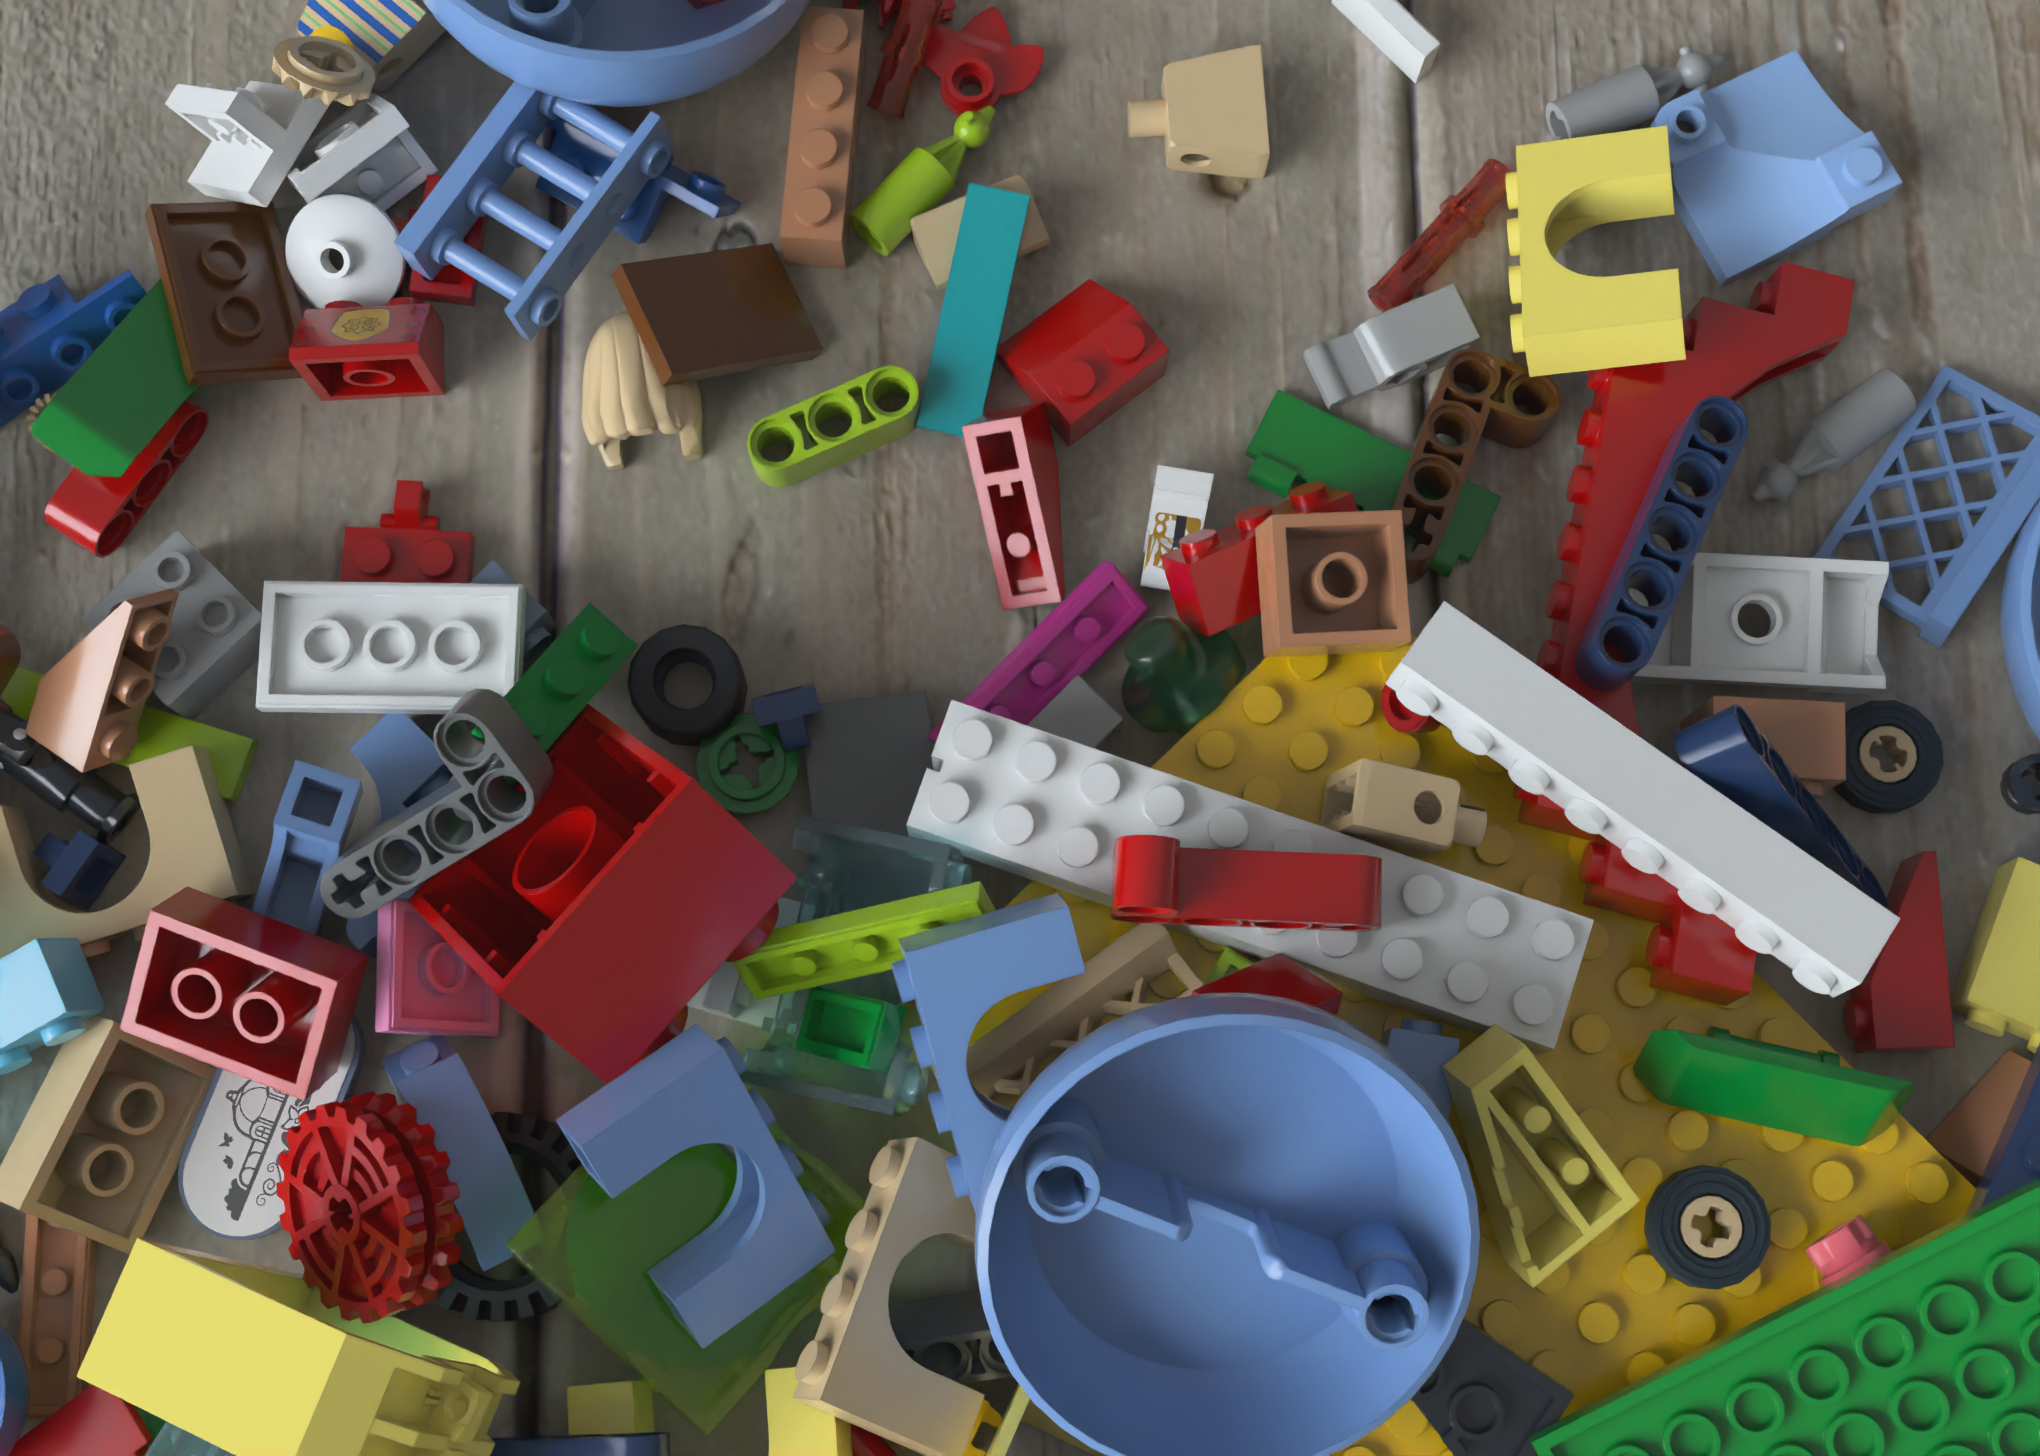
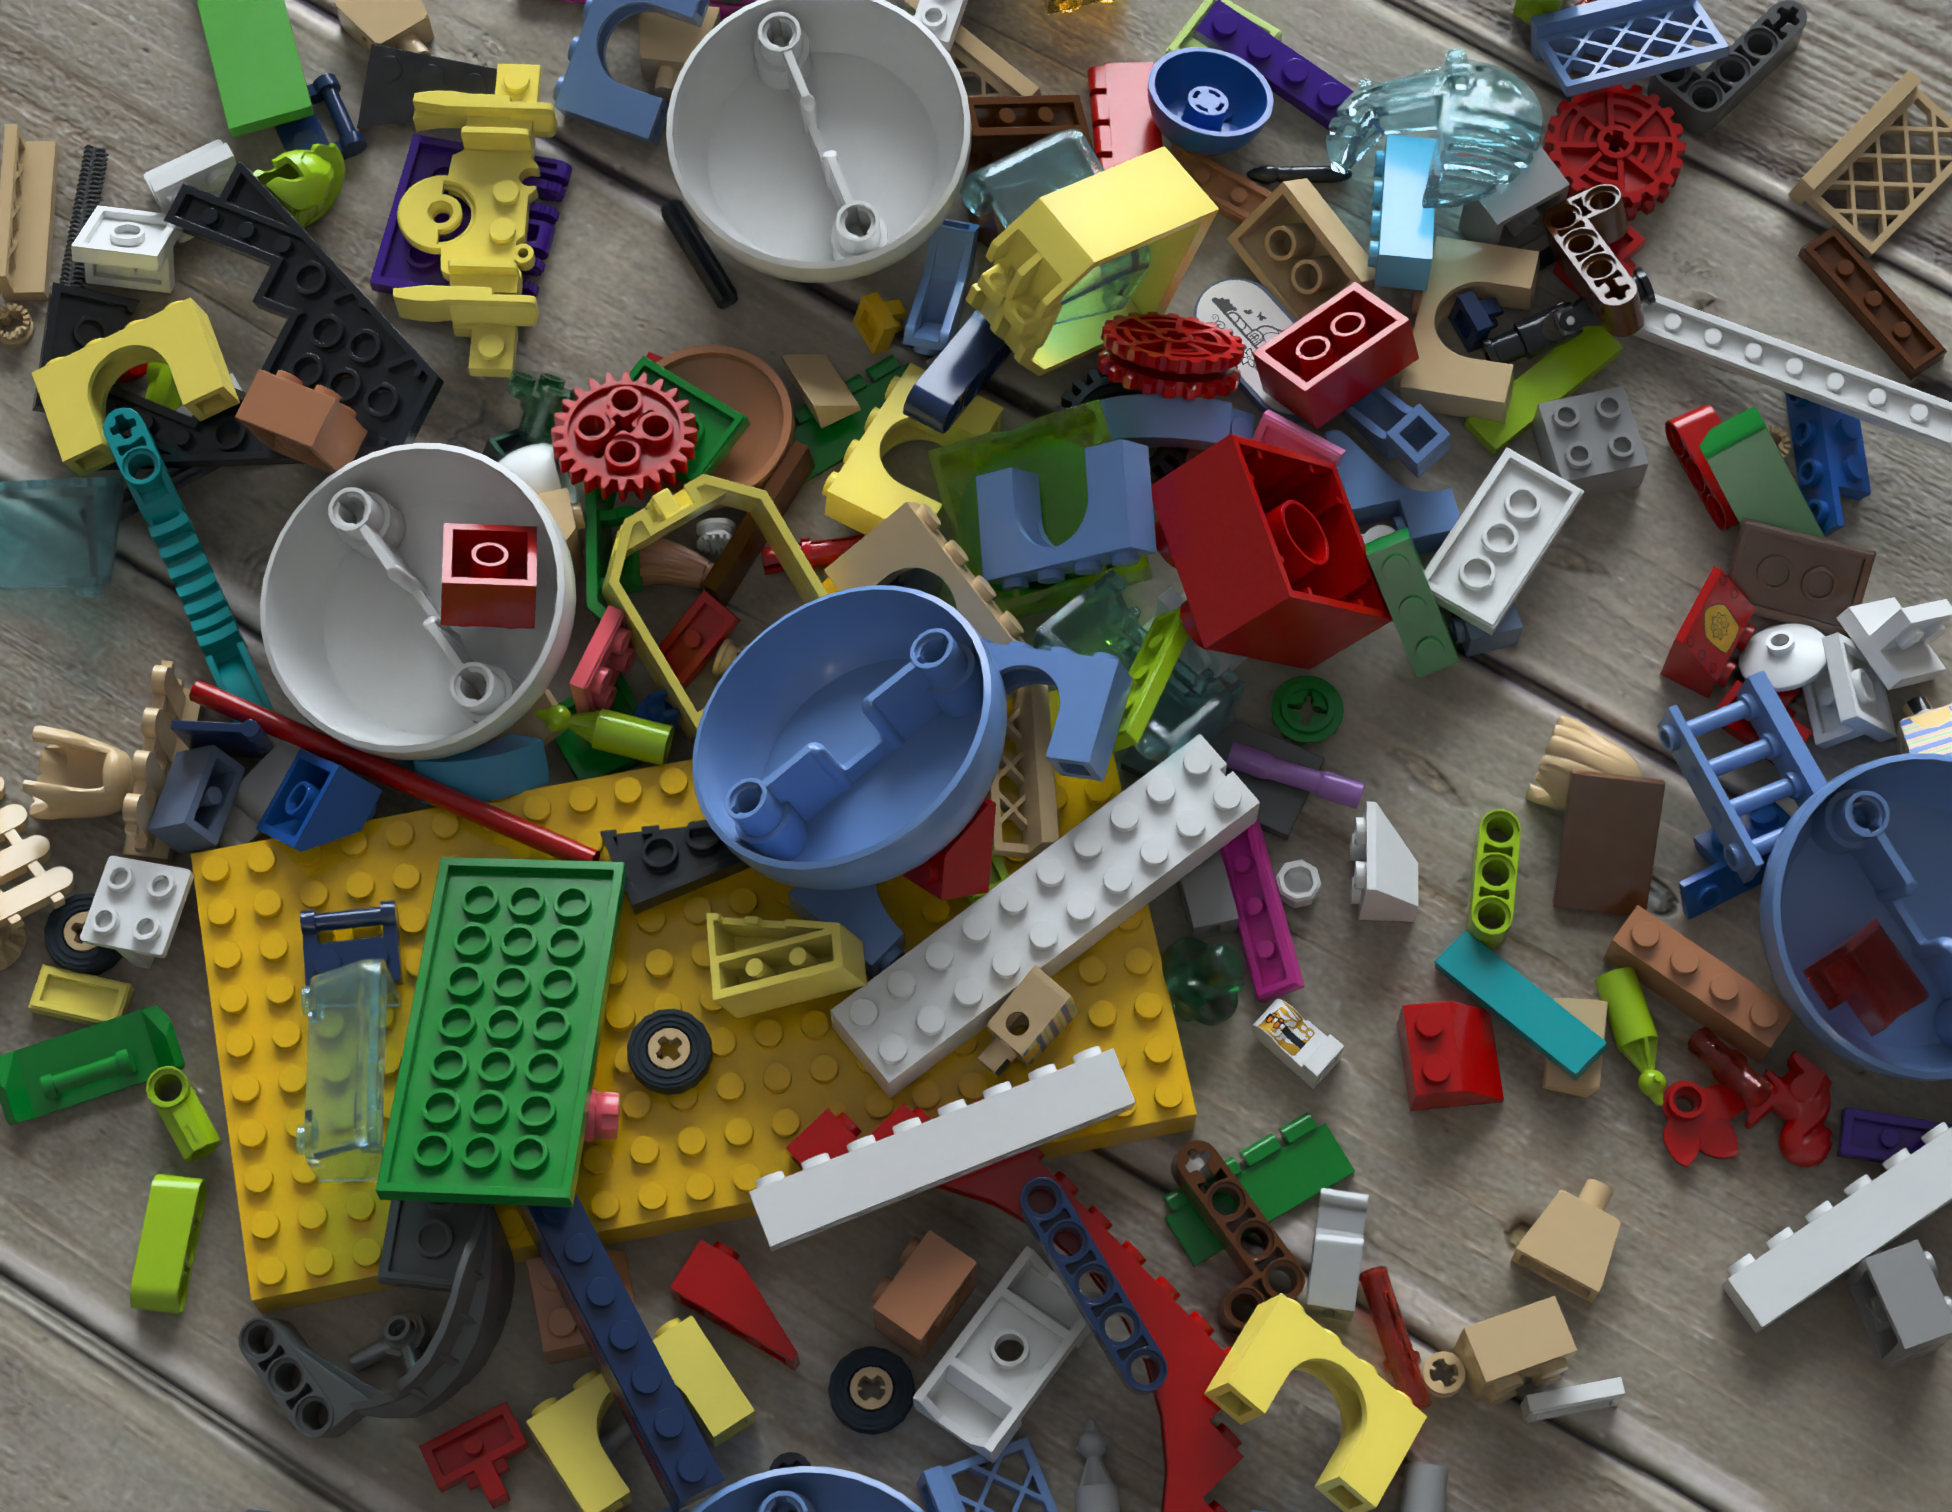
camera: 125 degrees right, 10 degrees down
(97, 691) = (1566, 369): nougat slope -> none
(323, 69) = (1926, 692): tan gear -> none
(408, 545) = (1565, 595): red hinge -> none
(431, 822) = (1364, 516): dark grey beam -> none
(662, 654) = (1384, 675): black tyre -> none
(787, 710) = (1321, 739): dark blue tile -> none
(850, 1029) = (1102, 639): green tile -> none
(858, 759) = (1267, 766): none -> medium lavender piece
(910, 546) = (1383, 870): none -> white slope
(978, 644) = (1298, 883): none -> white tile
(1019, 502) = (1382, 959): red slope -> none
(1217, 571) = (1241, 1072): red brick -> none
(1244, 888) = (1039, 878): red beam -> none
(1332, 583) = (1194, 1072): nougat brick -> none
(1384, 92) = (1515, 1351): none -> tan brick
(1438, 152) = (1447, 1361): none -> tan bush
(1747, 769) = (870, 1253): dark blue beam -> none
(1770, 1085) = (716, 1133): green piece -> none

